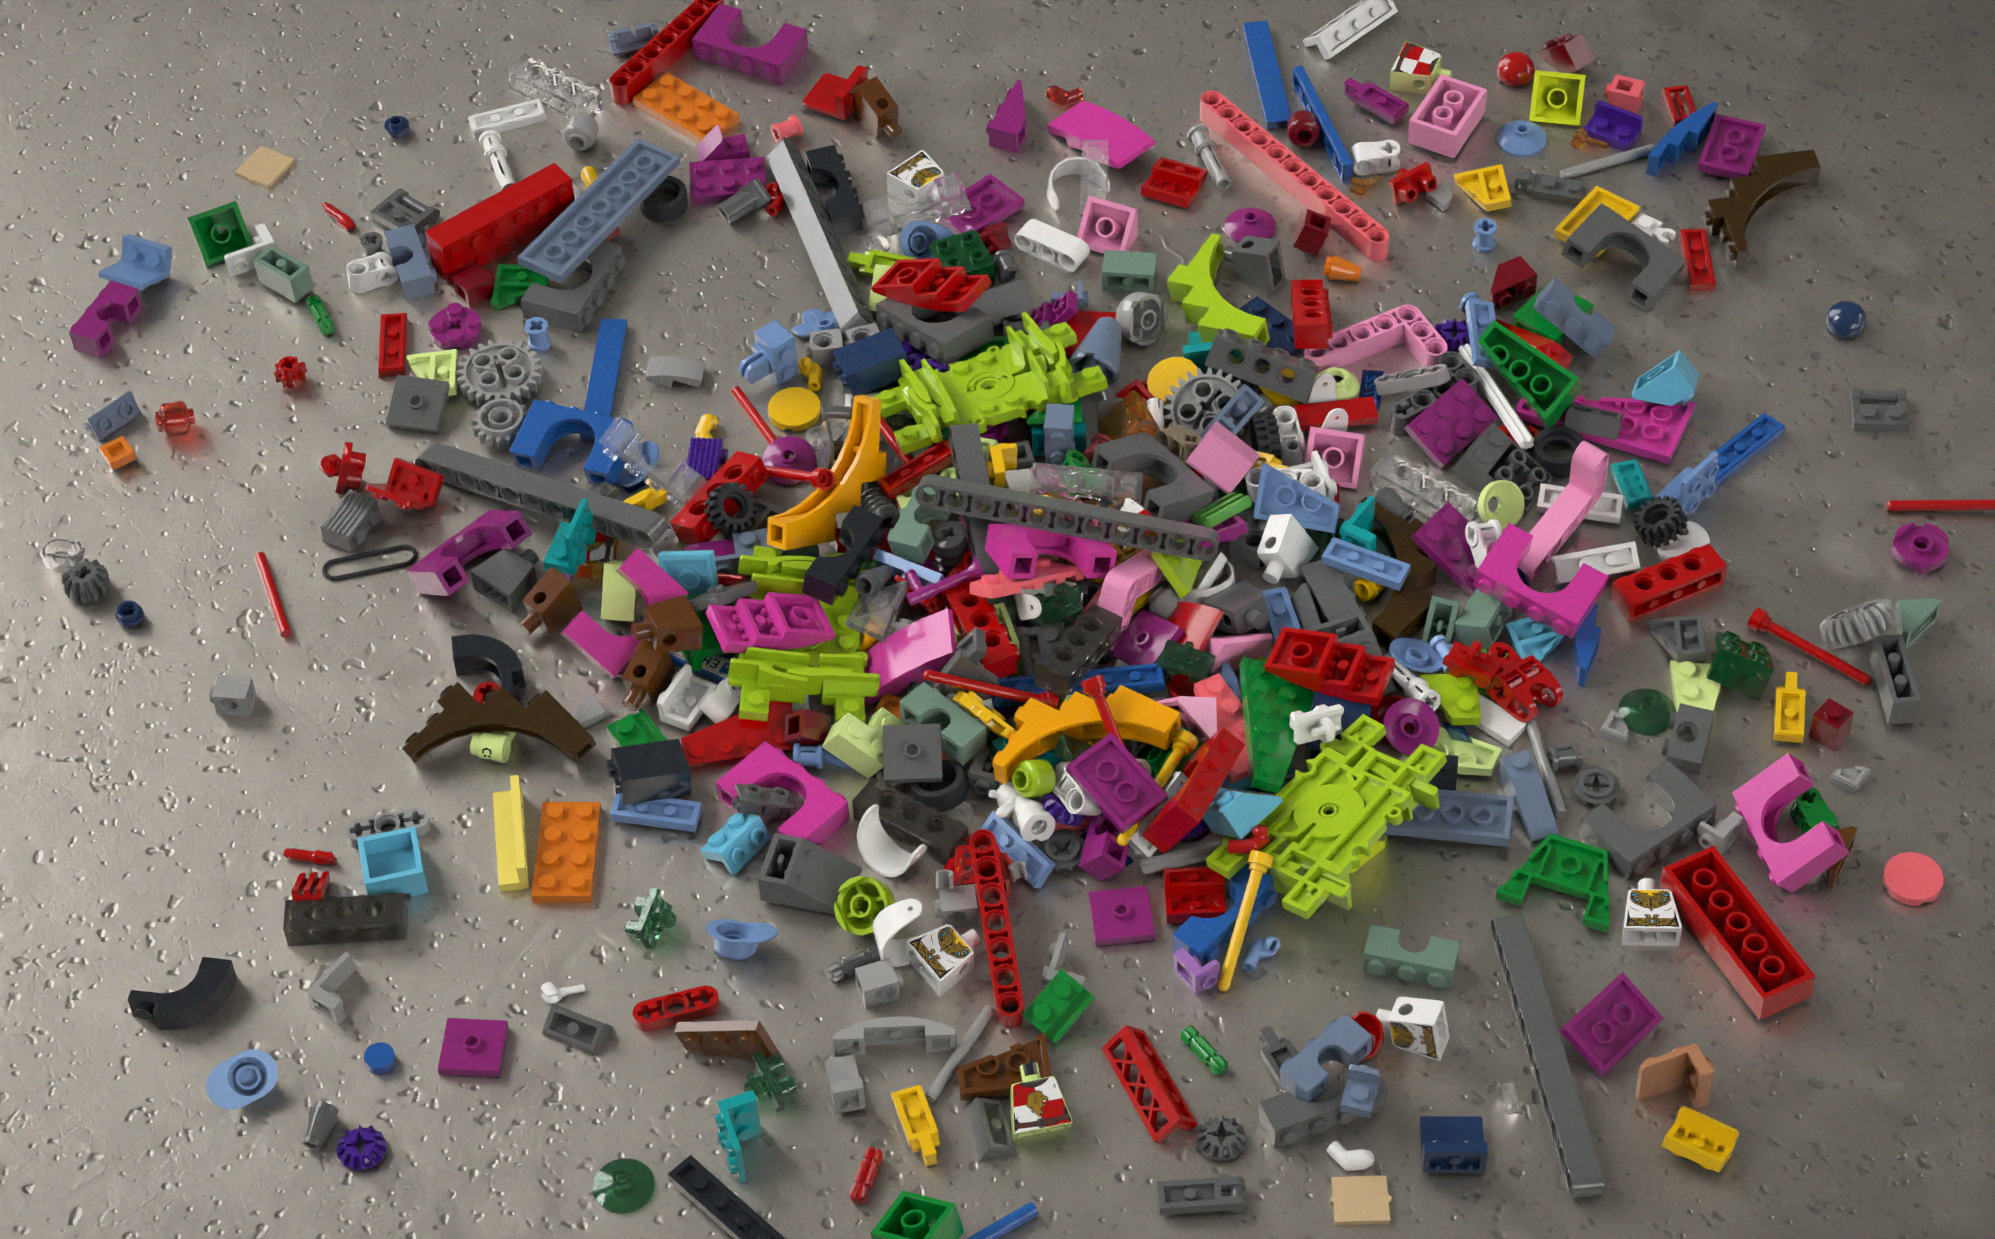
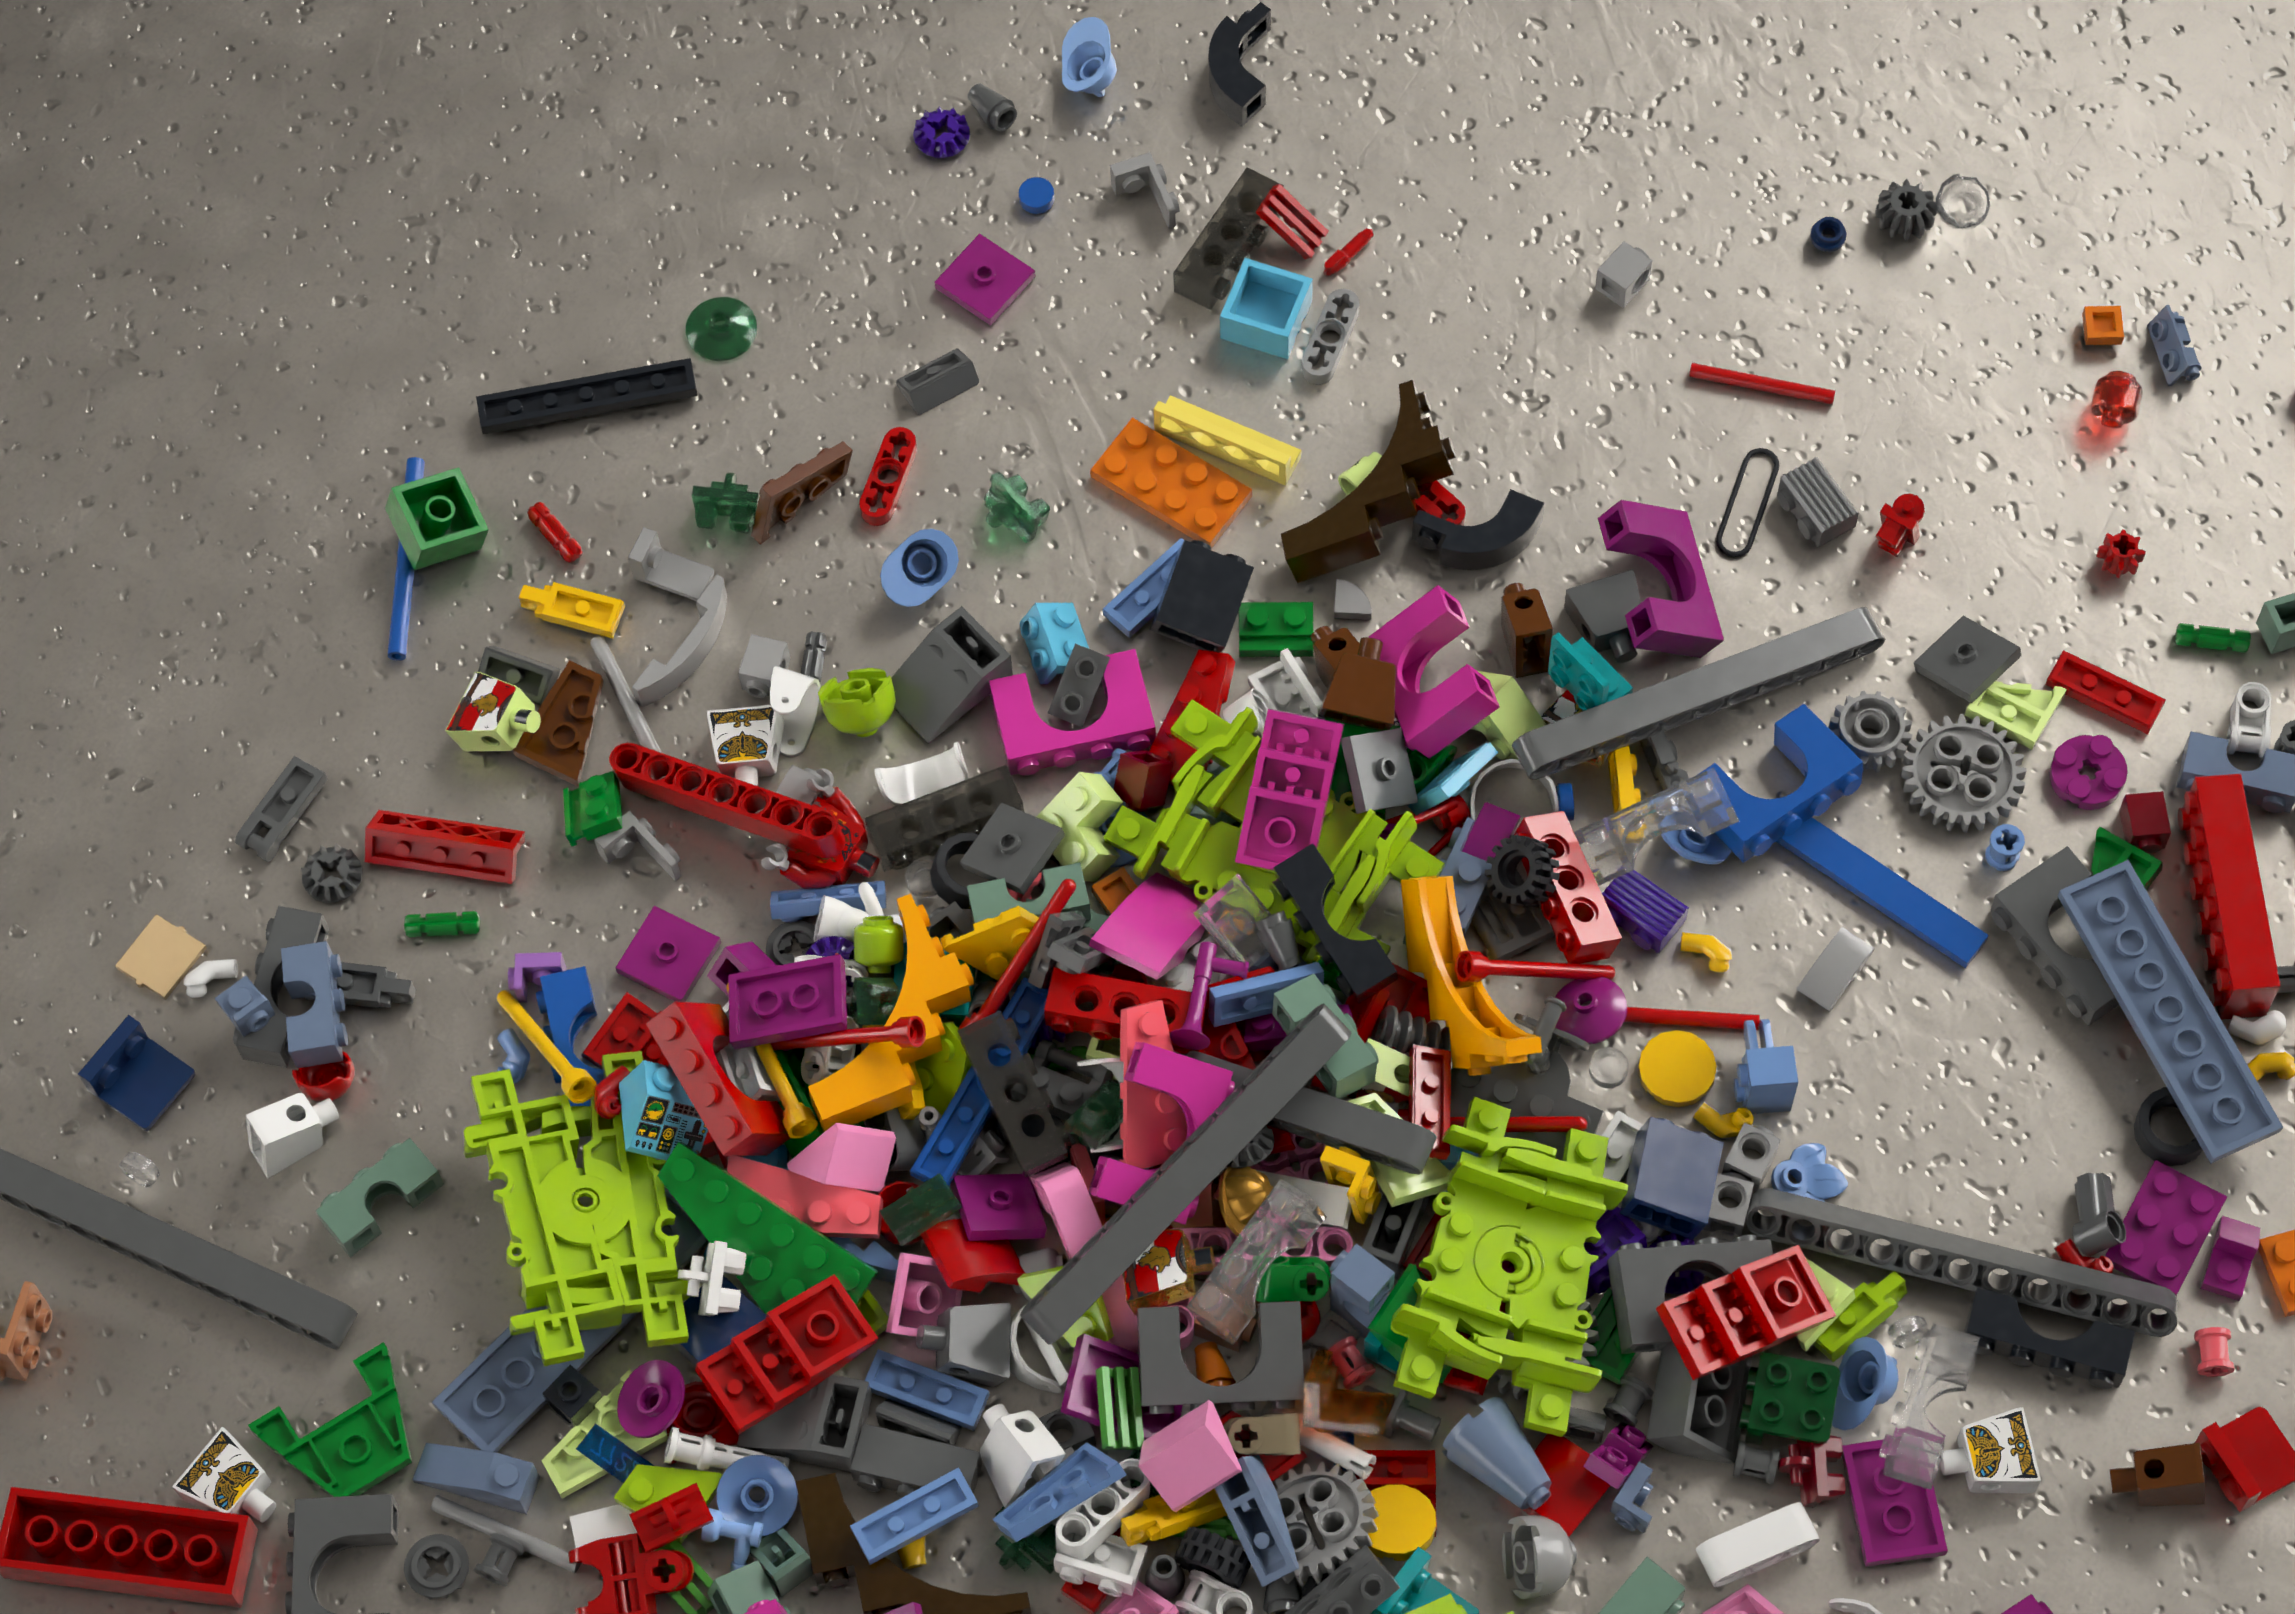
camera: 125 degrees right, 15 degrees up
(409, 486) = (1821, 570): red bracket -> none
(553, 995) = (994, 376): white hand -> none
(737, 1121) = (677, 422): teal bracket -> none
(1360, 526) = (959, 1532): teal bracket -> none
(1611, 1024) = (131, 1330): magenta plate -> none

